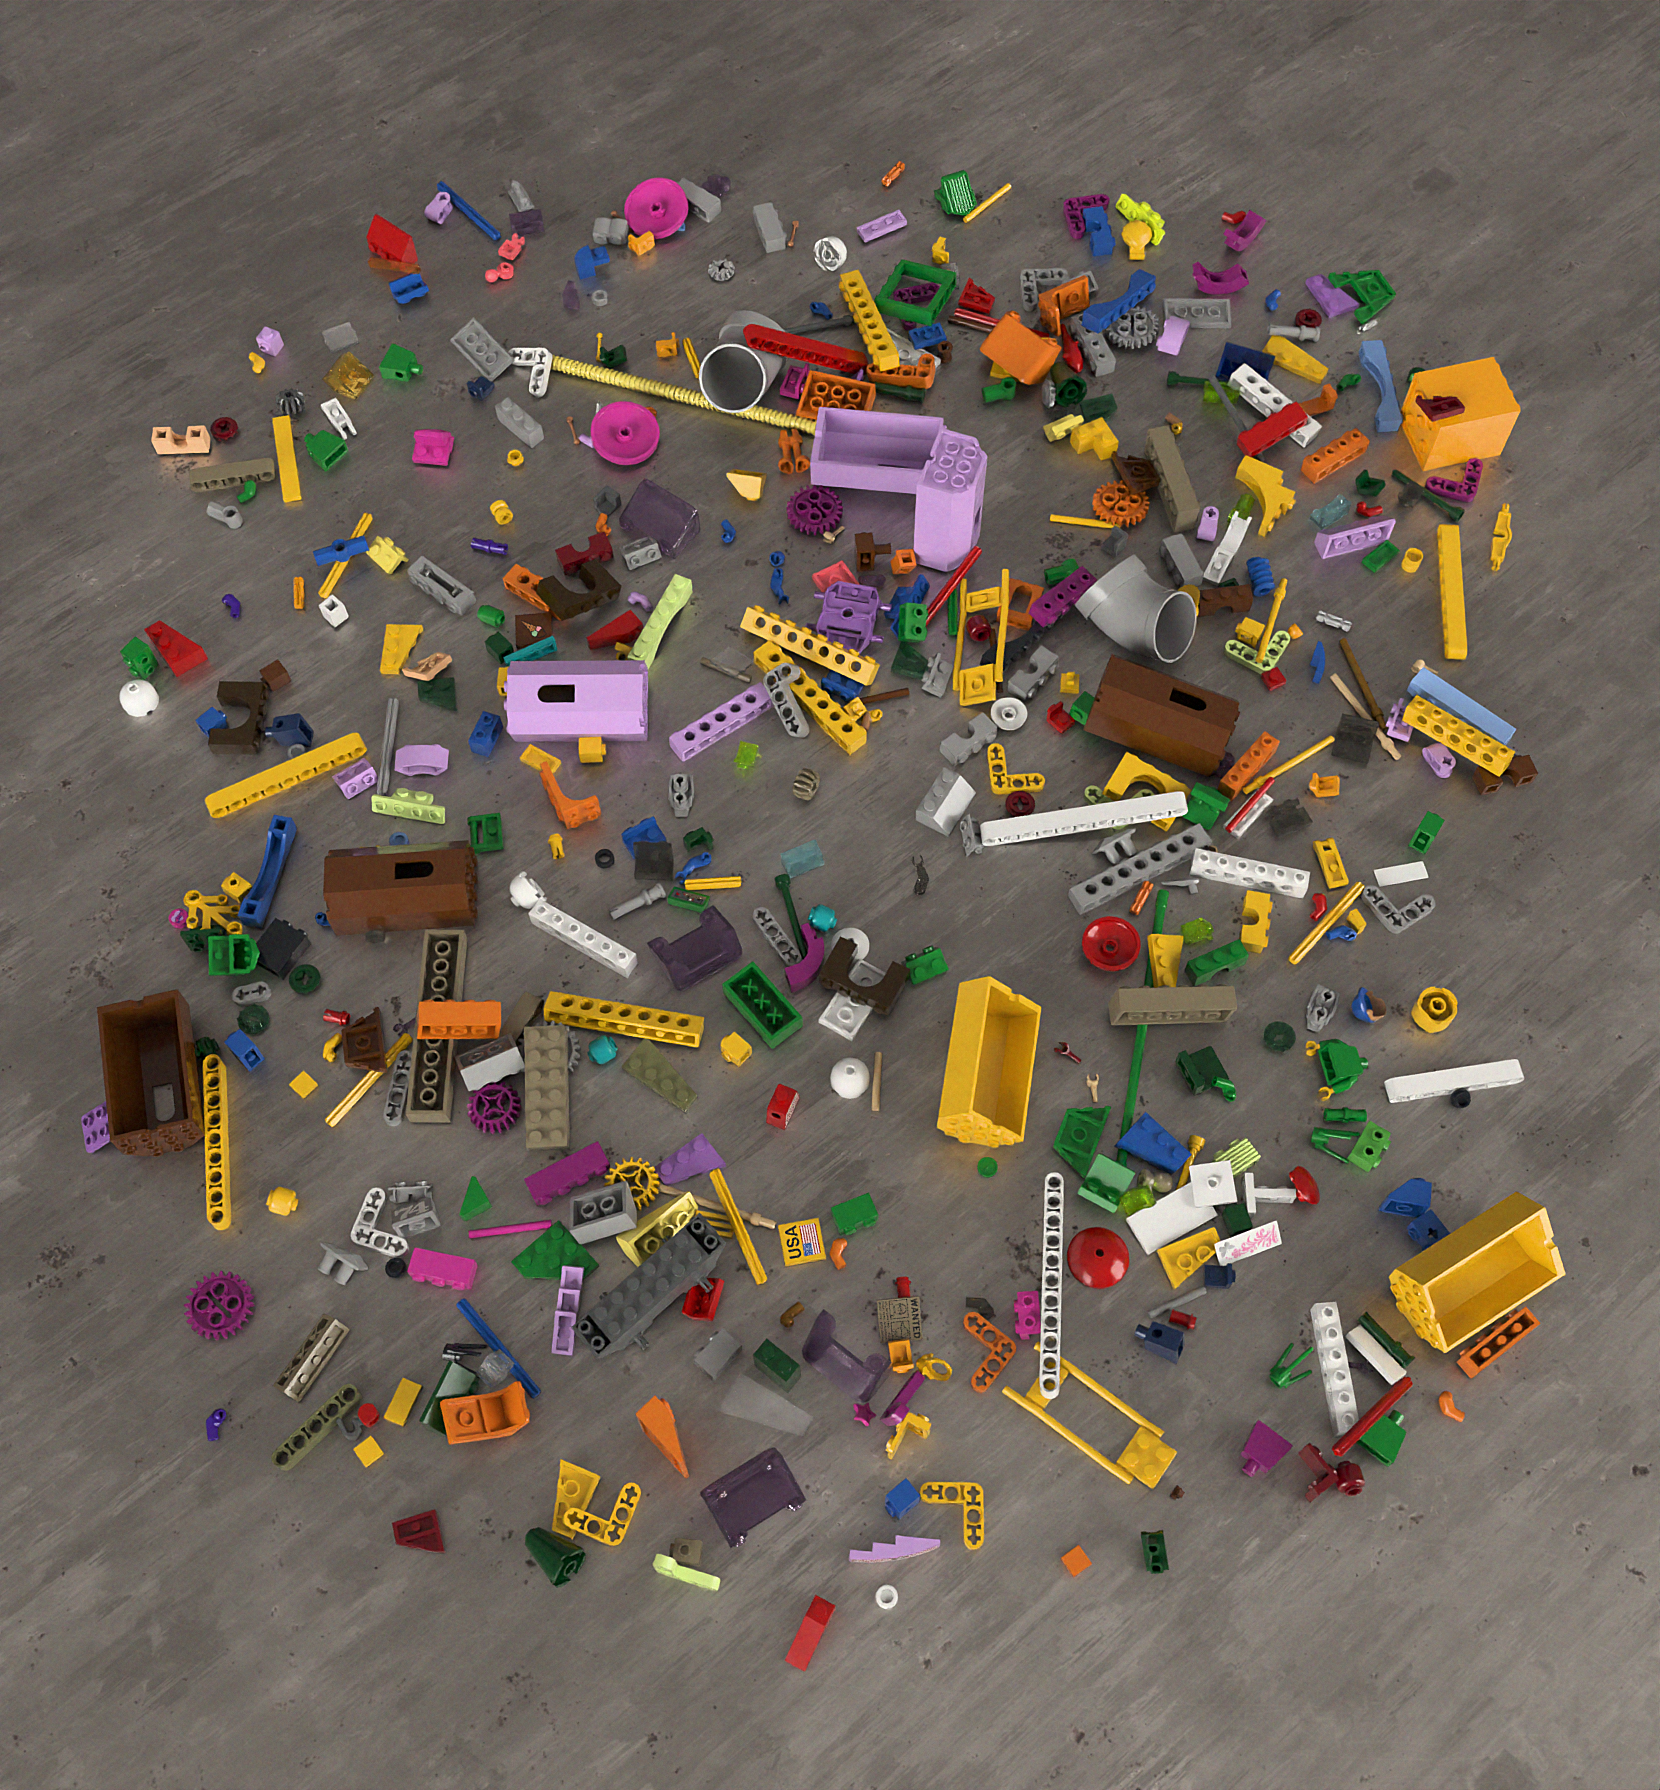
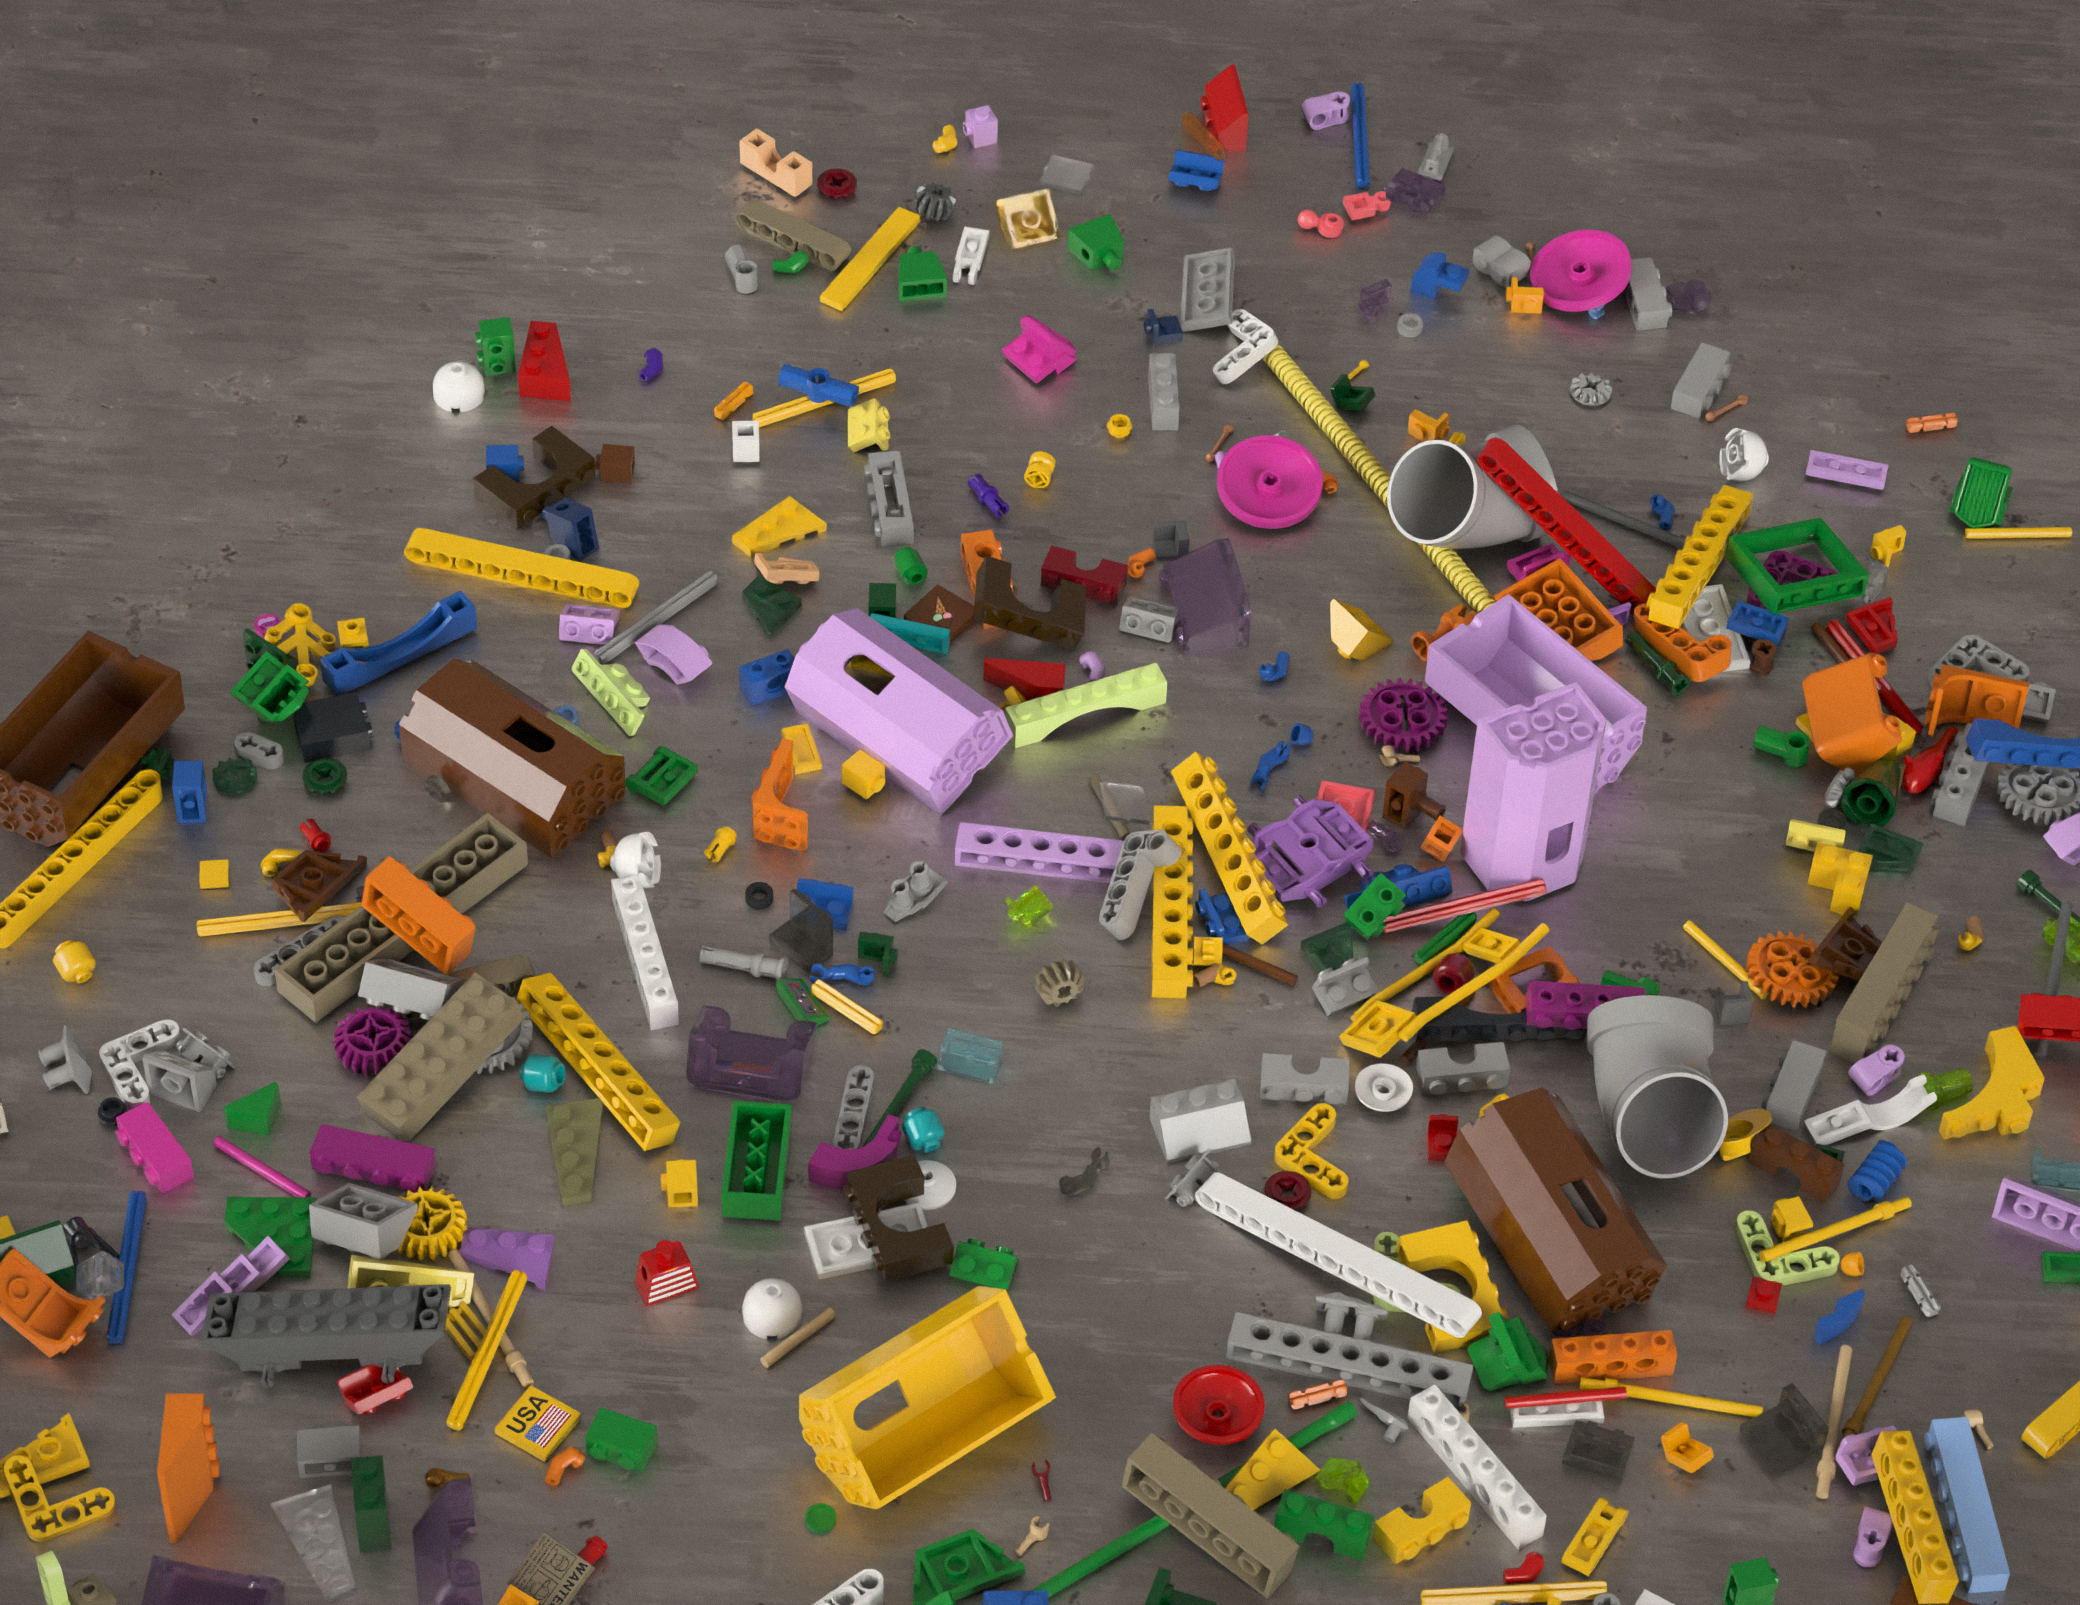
camera: 40 degrees right, 15 degrees down
(502, 894) = (610, 843): none -> arm

